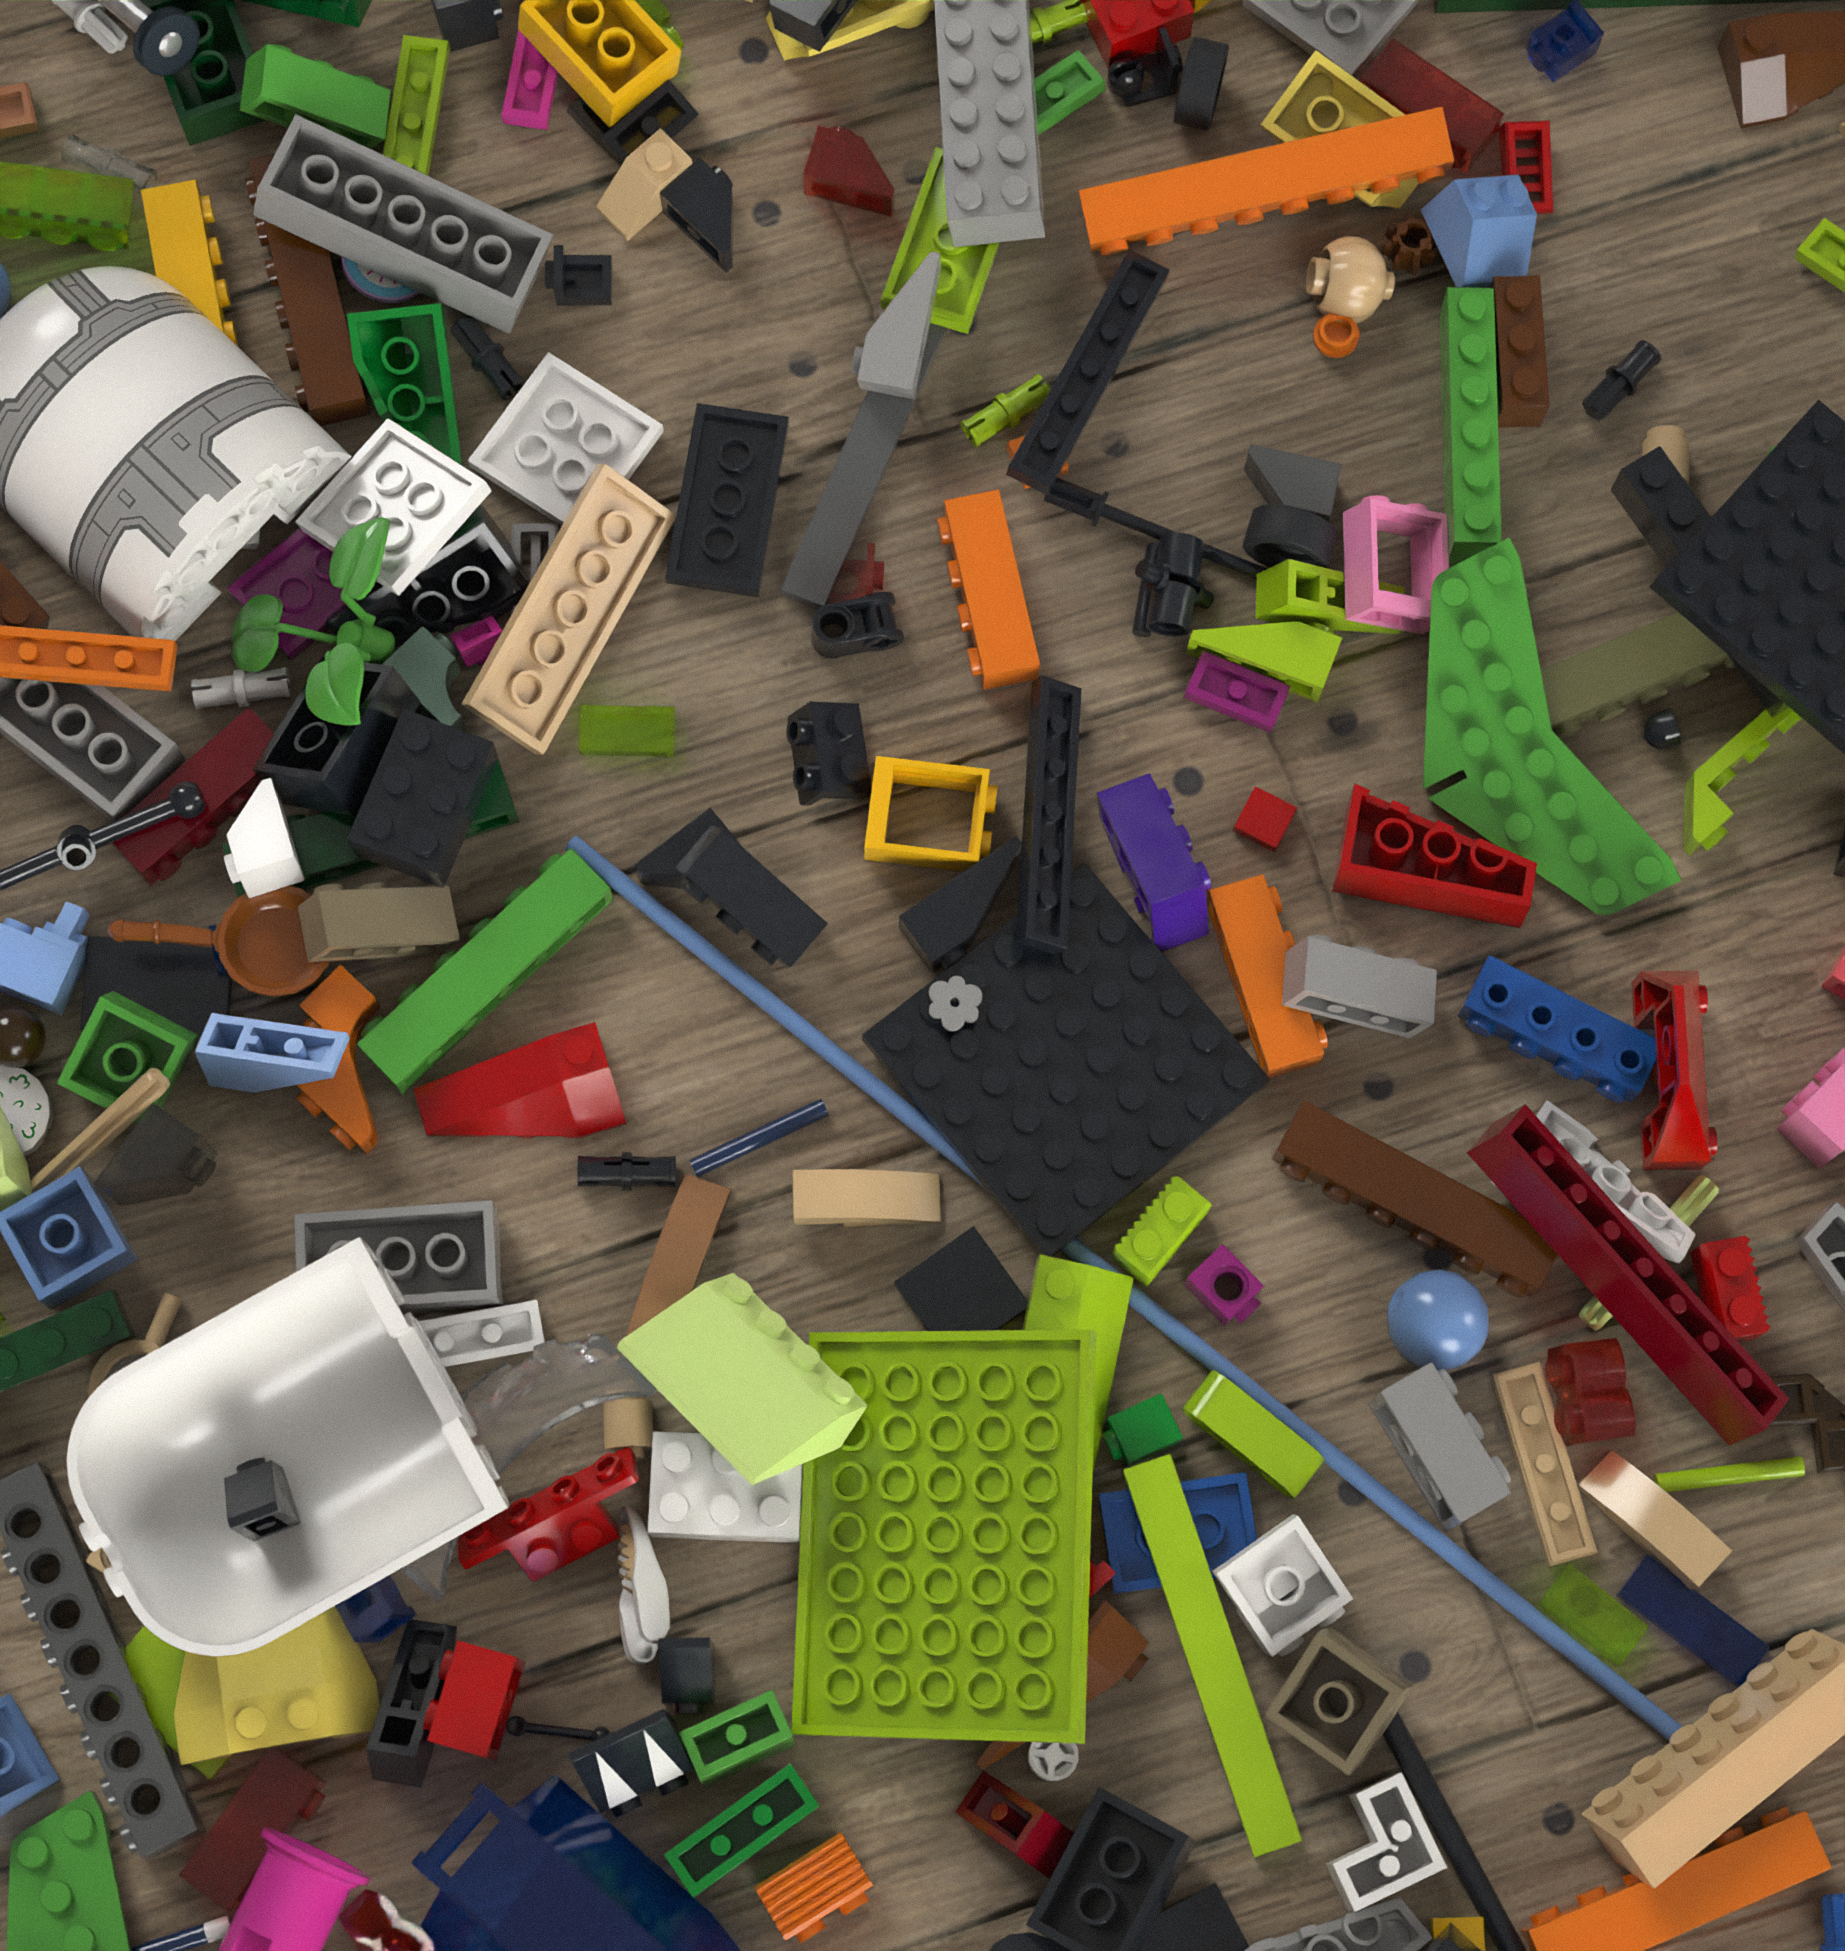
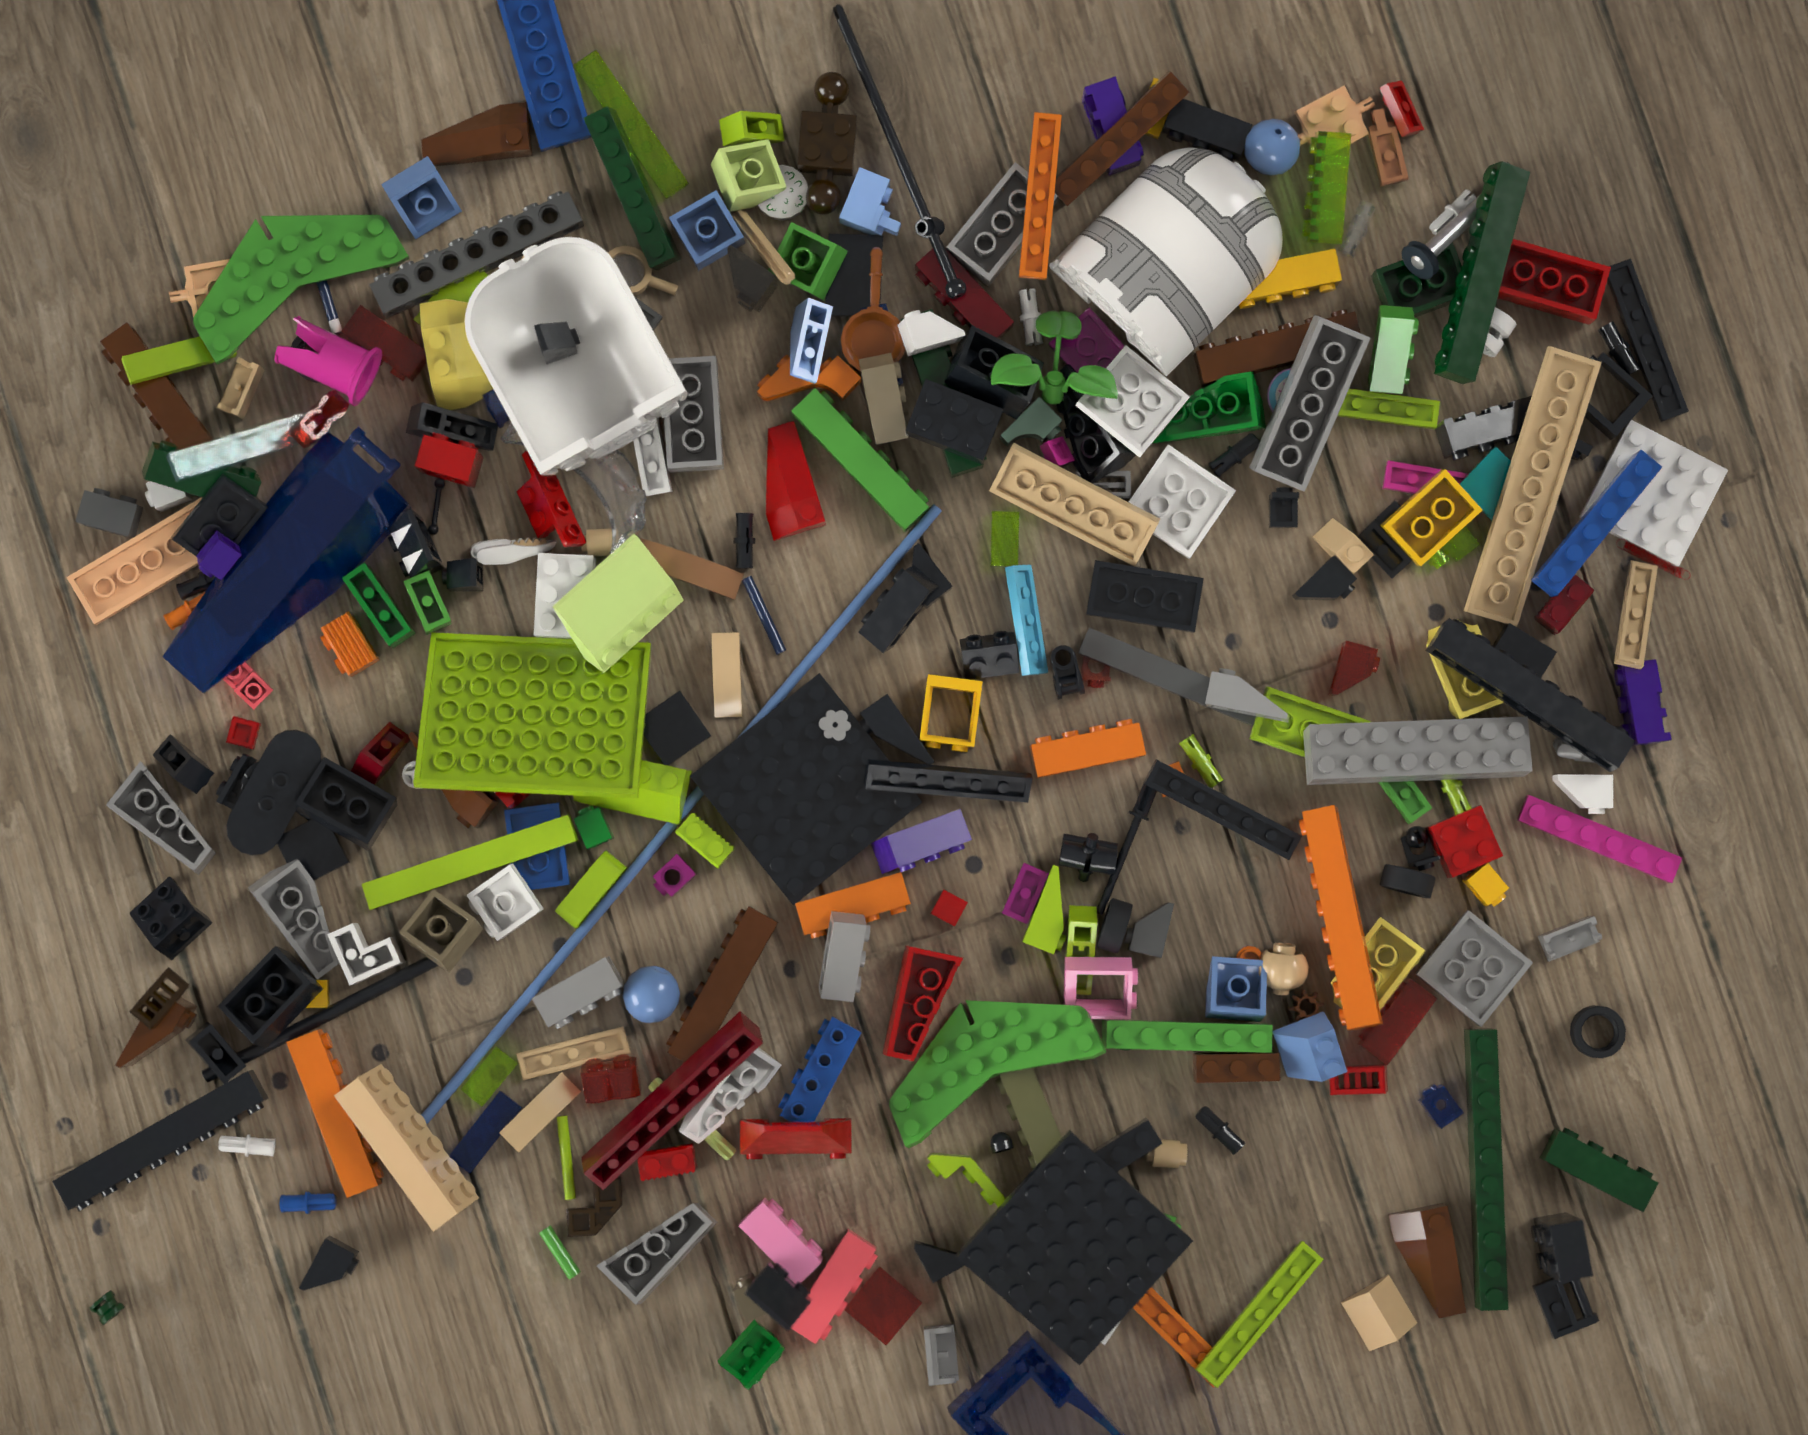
camera: 90 degrees right, 10 degrees up
(768, 690) = (1026, 620): none -> medium azure plate
(1389, 349) = (1236, 989): none -> medium blue slope

